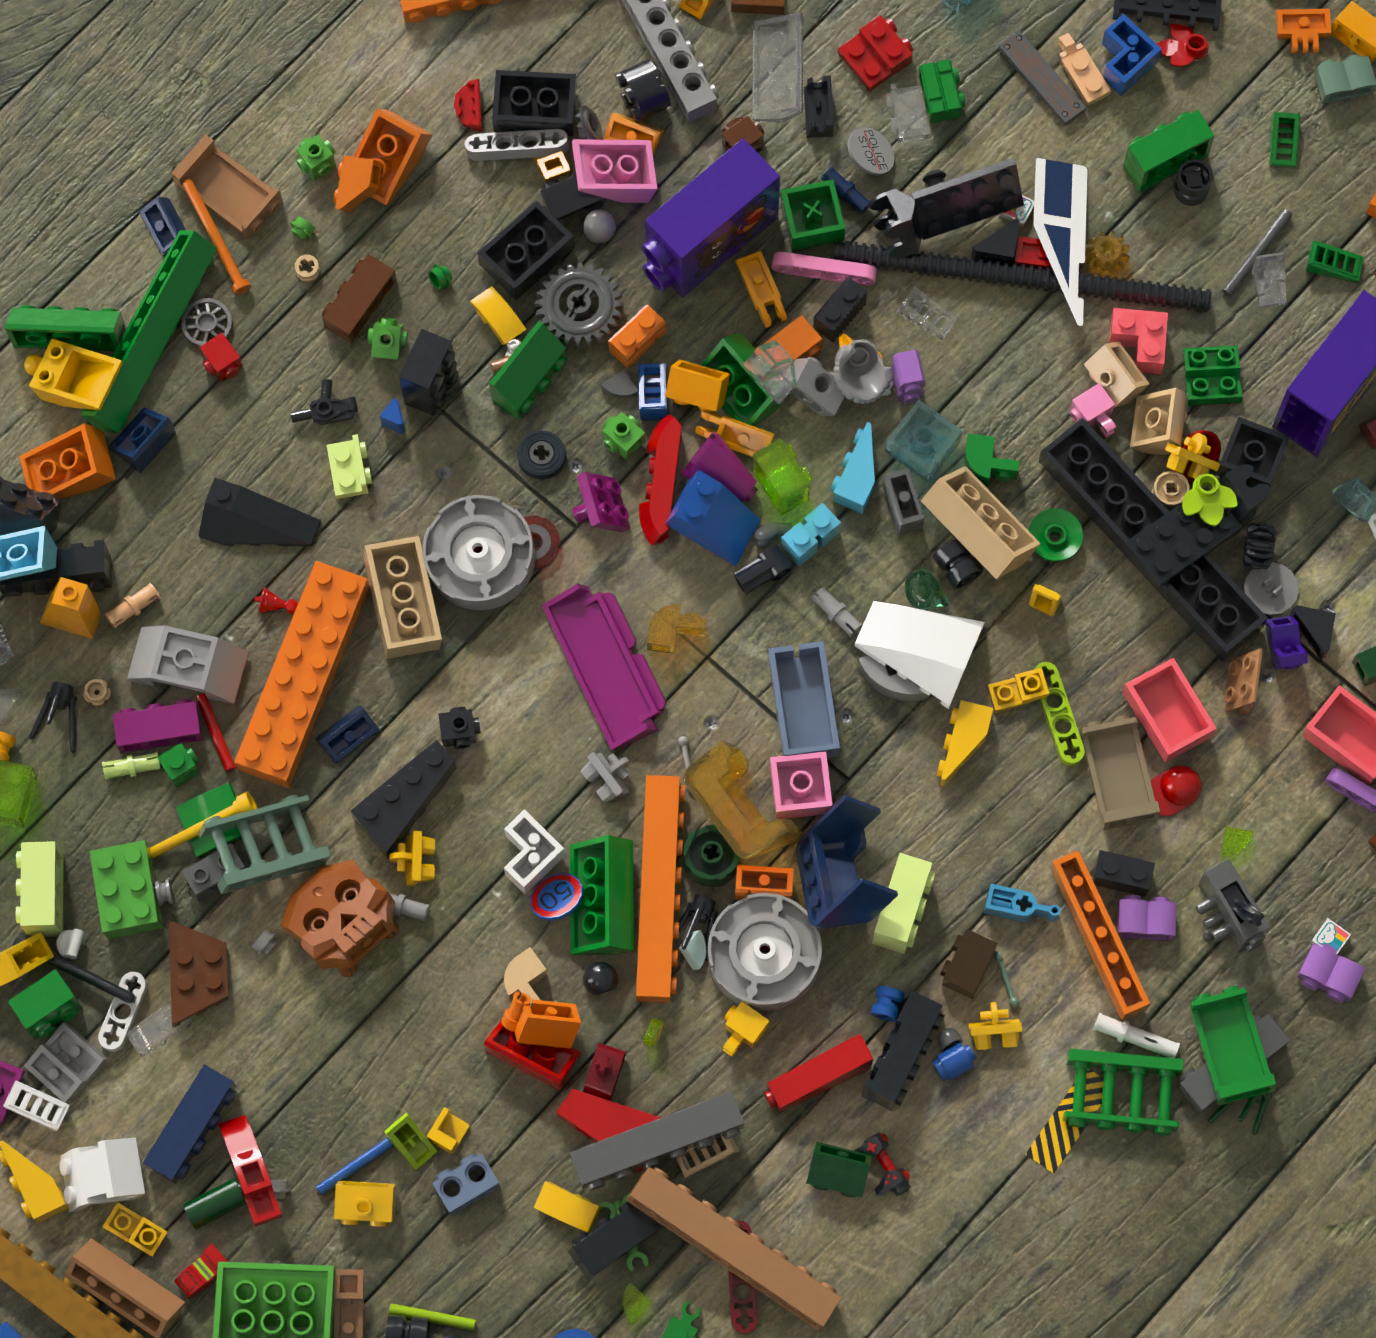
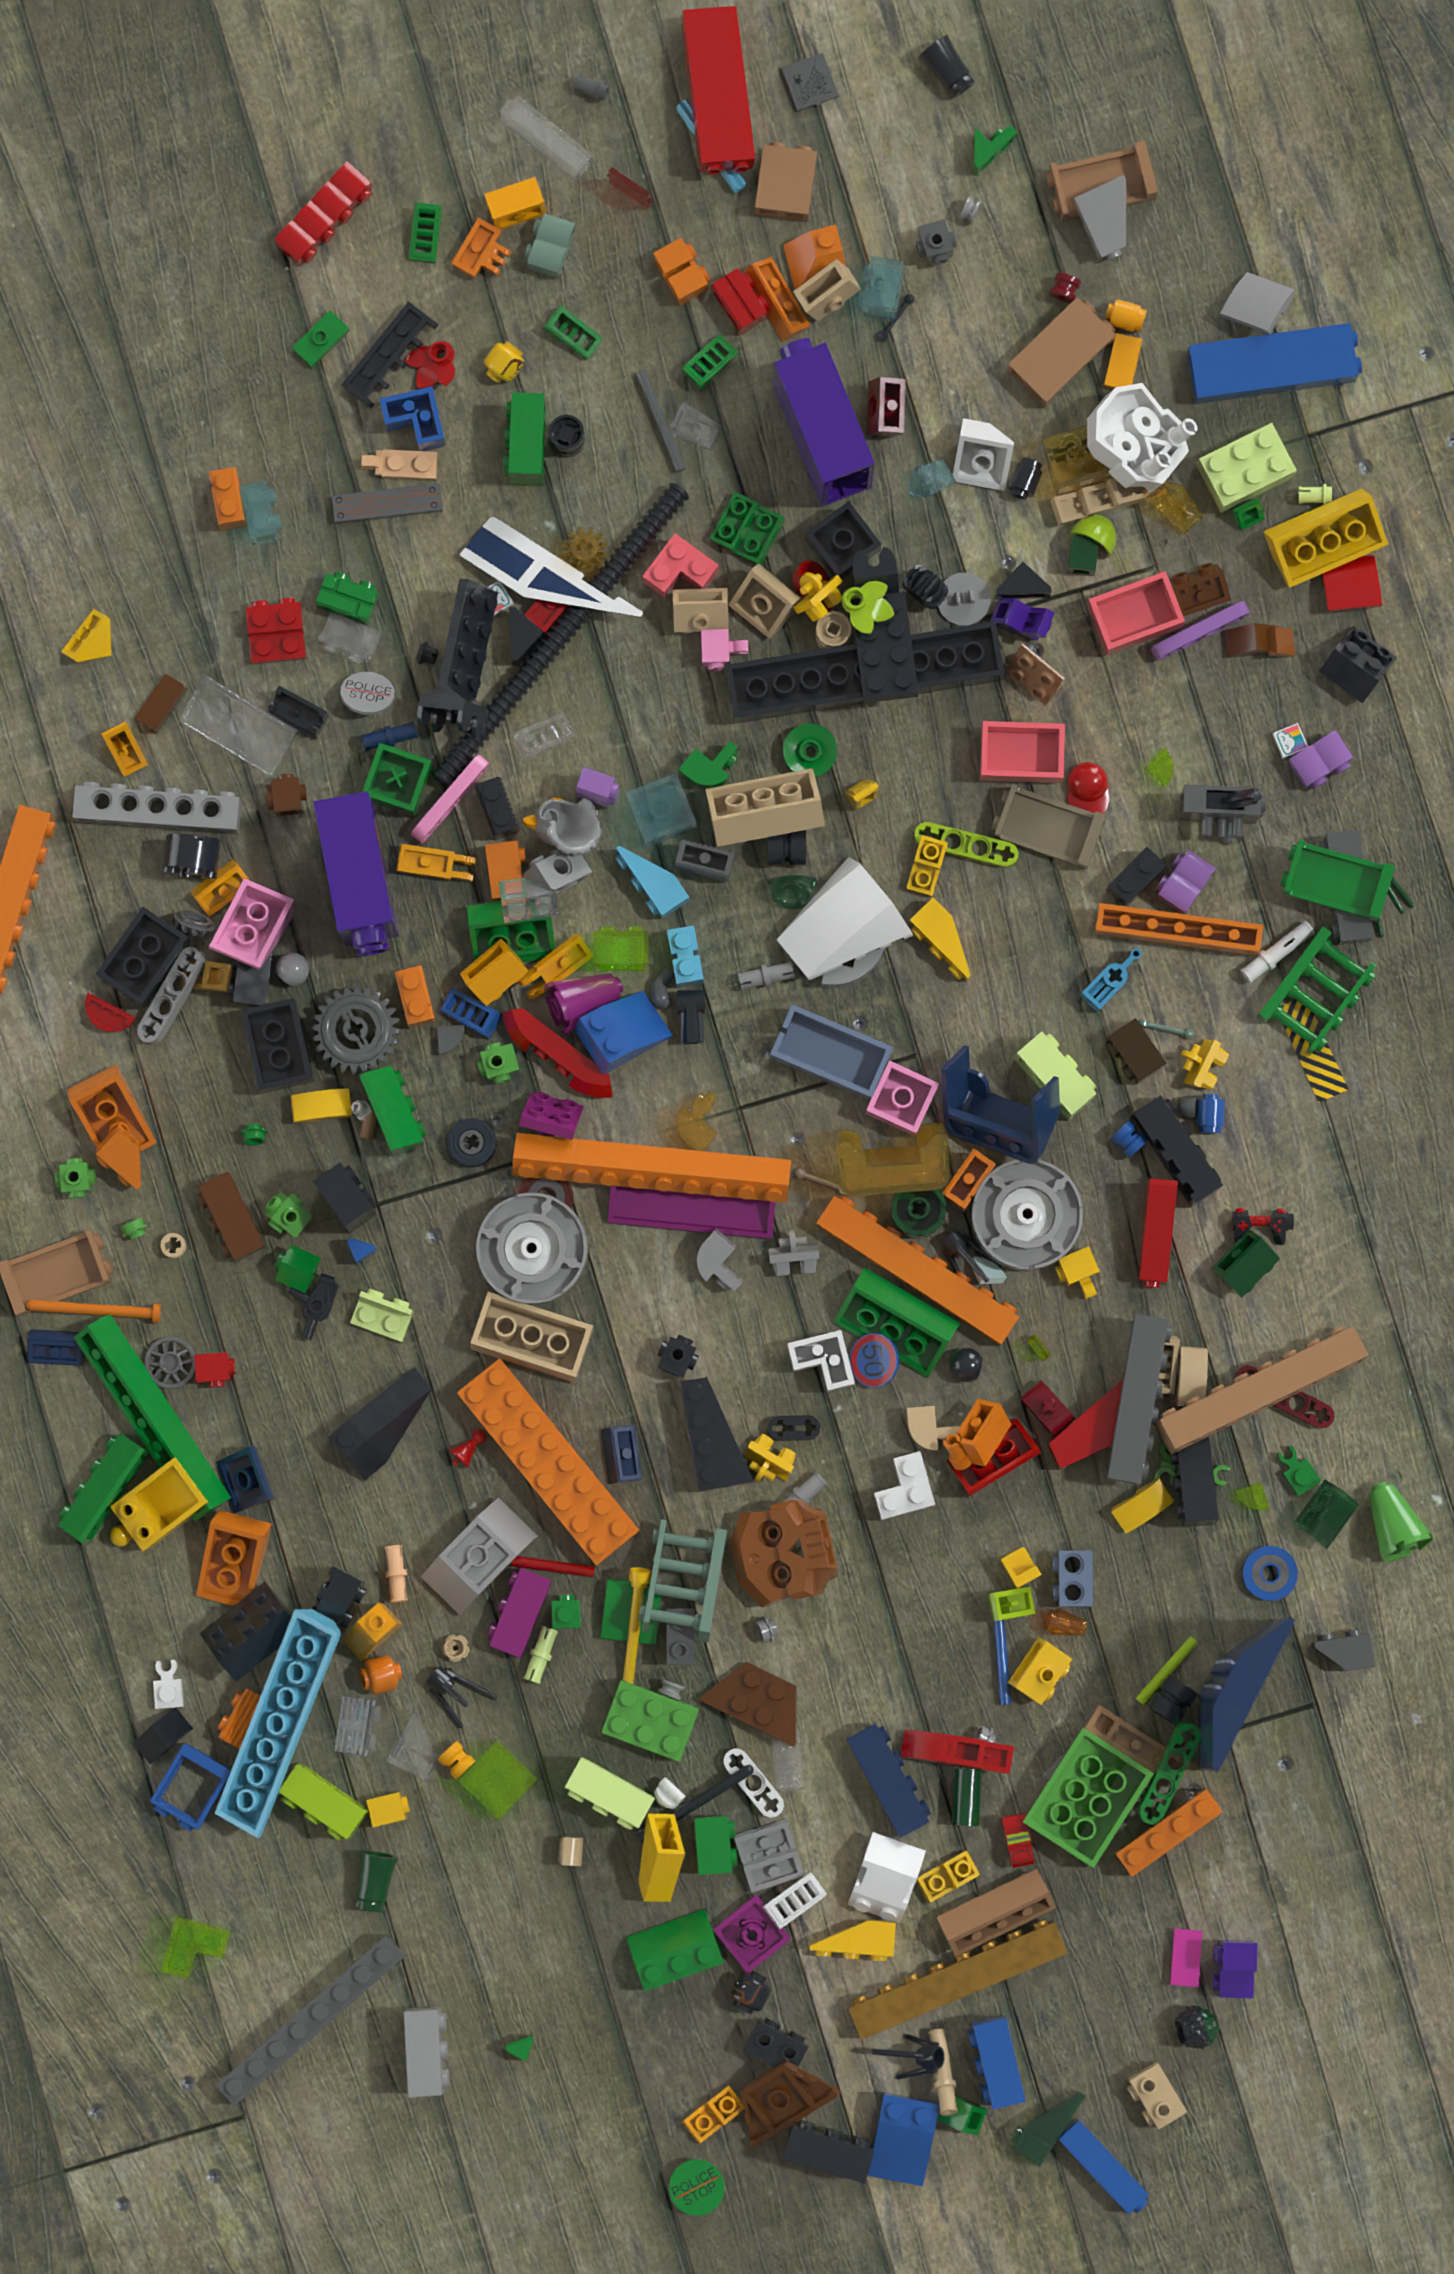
camera: 60 degrees left, 10 degrees up
(36, 642) = (380, 1675): none -> orange head
(346, 374) = (297, 1268): none -> green brick
(421, 1200) = (1064, 1623): none -> clear orange cone
(451, 869) = (795, 1420): none -> black beam
(461, 996) = (913, 1491): none -> white brick
(563, 707) = (711, 1258): none -> light grey brick
(609, 610) = (651, 1167): none -> orange brick
(713, 1180) = (1191, 1373): none -> tan slope
(1222, 98) = (504, 362): none -> yellow head

